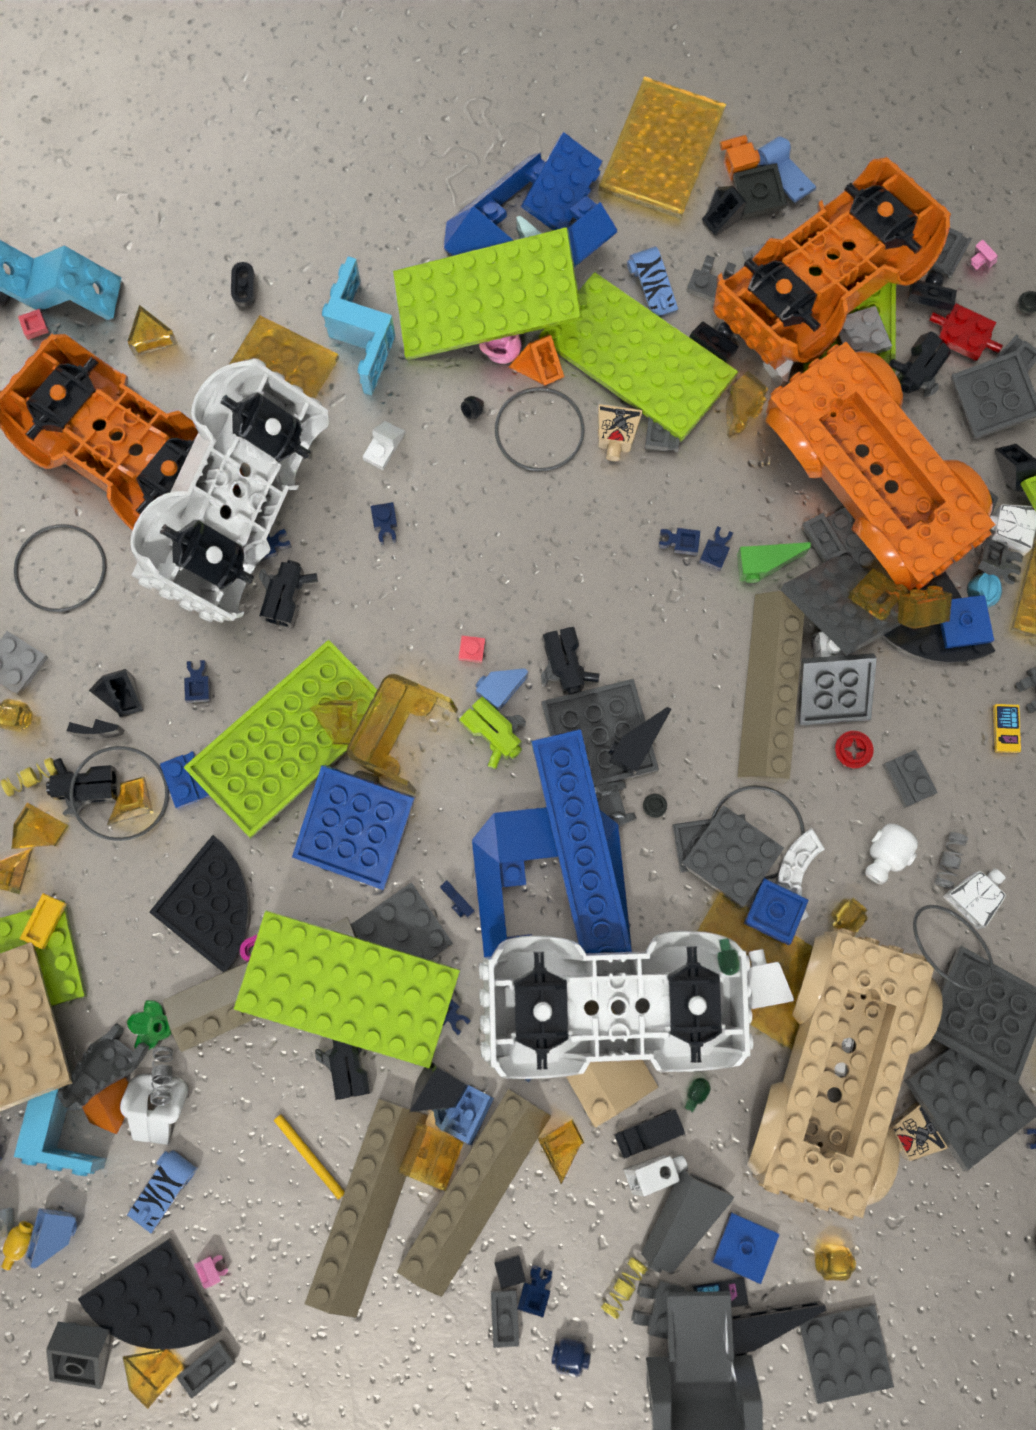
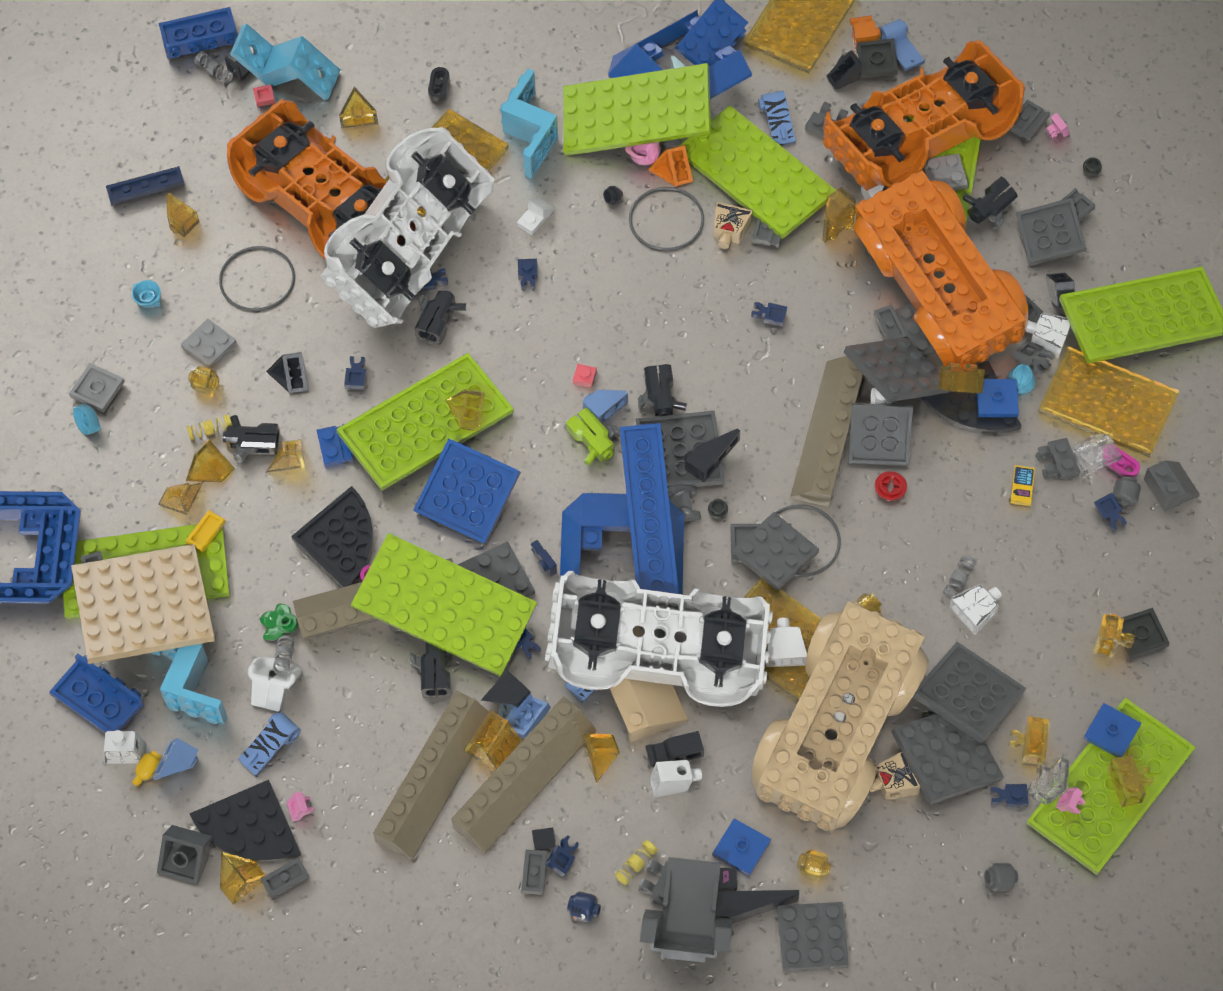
camera: 10 degrees right, 15 degrees down
(99, 731) = (274, 398): black slope -> none
(101, 1066) = (235, 641): dark grey animal -> none
(104, 1108) = (233, 672): orange slope -> none
(118, 838) = (274, 479): dark grey piece -> none
(309, 1156) = (391, 733): yellow bar -> none
(383, 722) = (507, 412): clear yellow windscreen -> none
(684, 1220) = (693, 813): dark grey slope -> none
(697, 1093) = (719, 727): clear green cylinder -> none
(716, 340) = (822, 167): black plate -> none
(716, 551) = (798, 326): dark blue plate -> none
(727, 958) = (753, 604): clear green cylinder -> none
(763, 560) = (835, 335): bright green slope -> none
(776, 911) = (805, 595): blue plate -> none
(796, 862) = (823, 573): white tile -> none
(871, 589) = (918, 362): clear yellow plate -> none
(891, 850) = (908, 563): white piece -> none
(910, 778) = (934, 514): dark grey plate -> none
(933, 293) = (1011, 150): black plate -> none
(933, 964) = (956, 620): dark grey piece -> none
(966, 332) = (1035, 183): red plate -> none

